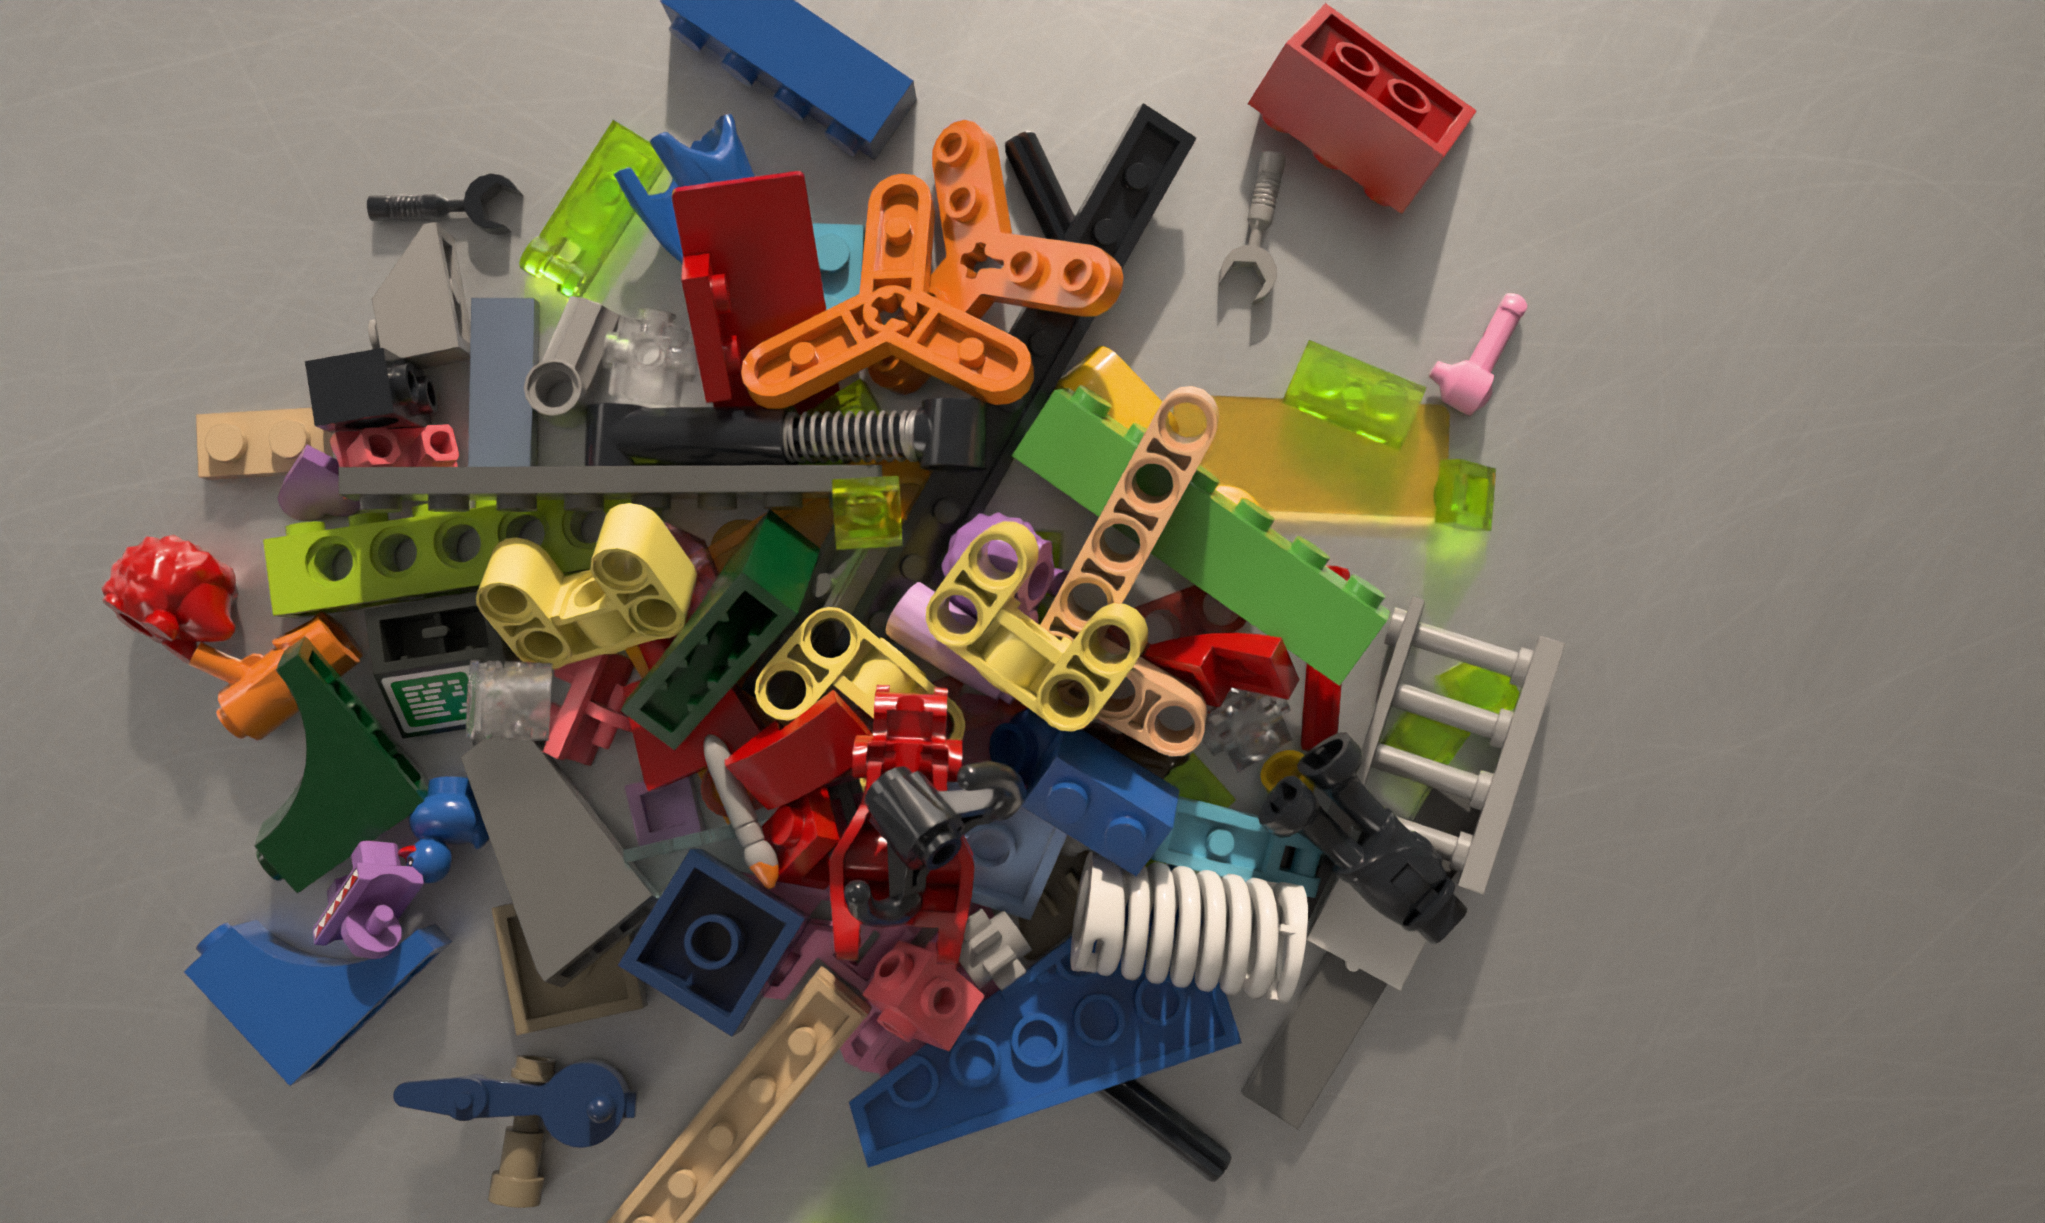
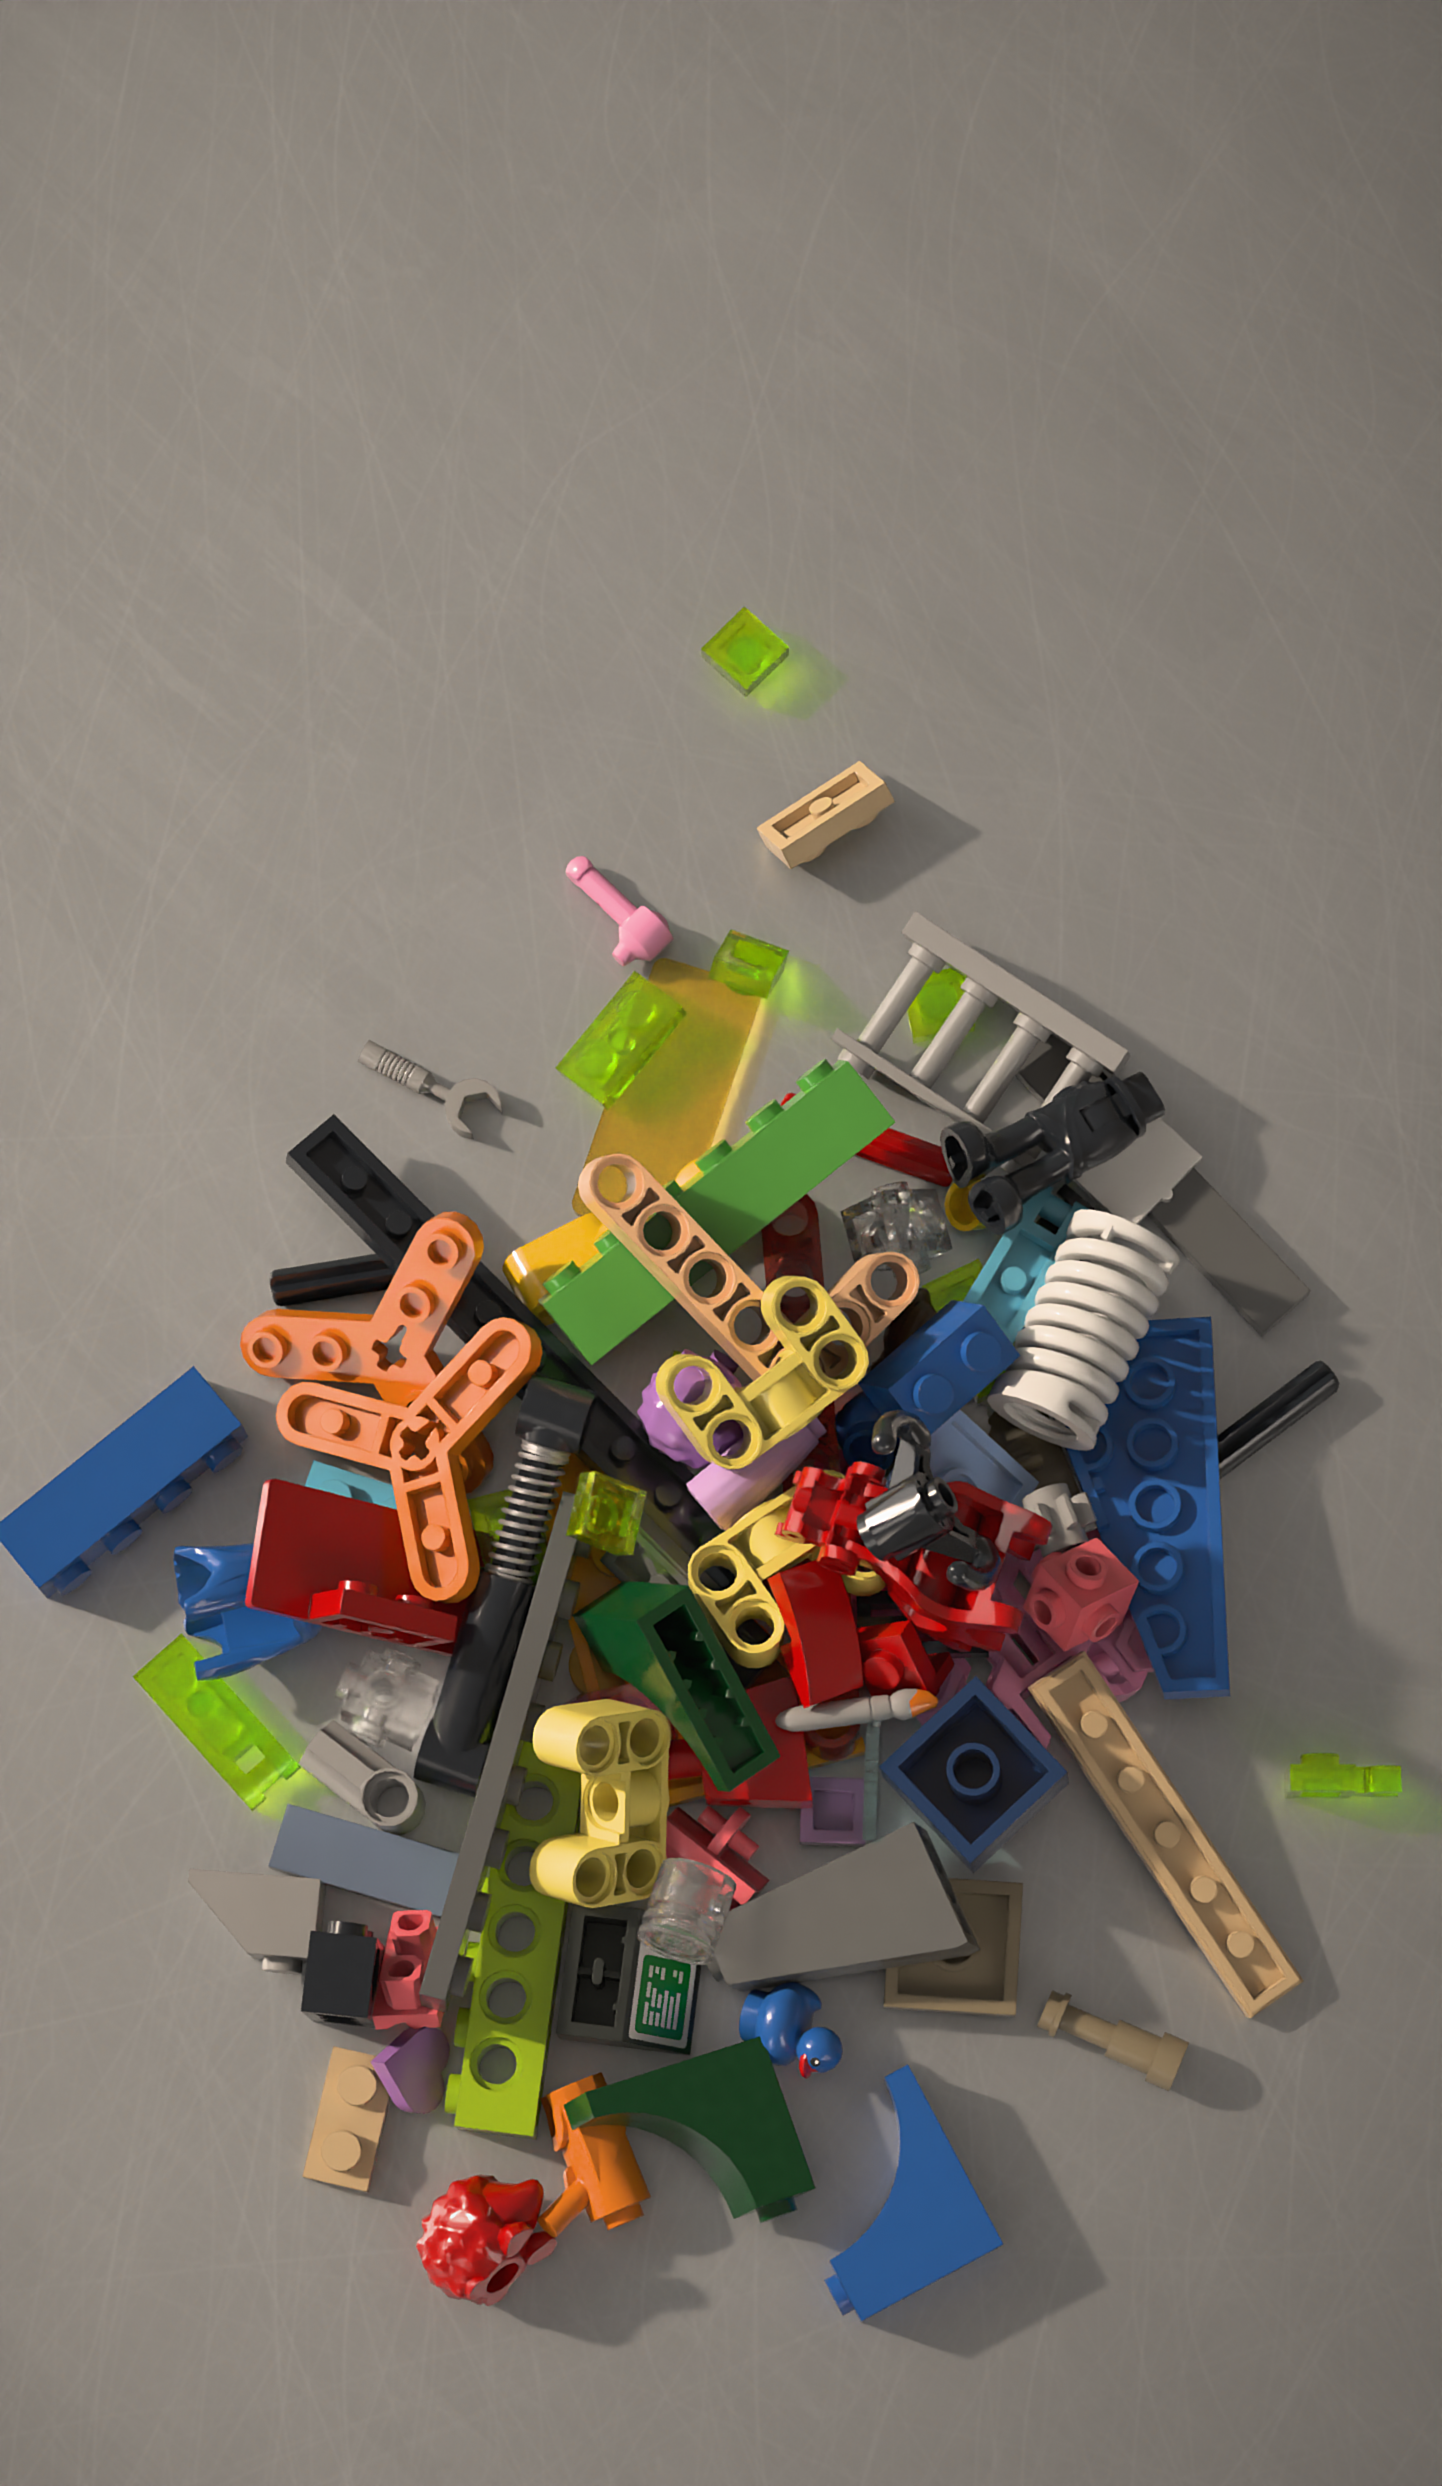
camera: 70 degrees left, 10 degrees down
(369, 901) = (851, 2120): medium lavender hips -> none
(437, 206) = (162, 1879): black piece -> none
(577, 1105) = (1100, 1971): dark blue piece -> none
(1228, 661) = (845, 1217): red slope -> none
(1360, 108) = (347, 954): red slope -> none
(1426, 737) = (968, 1066): clear neon green tile -> none
(1638, 528) = (826, 815): none -> tan plate
(1781, 402) = (745, 651): none -> clear neon green plate

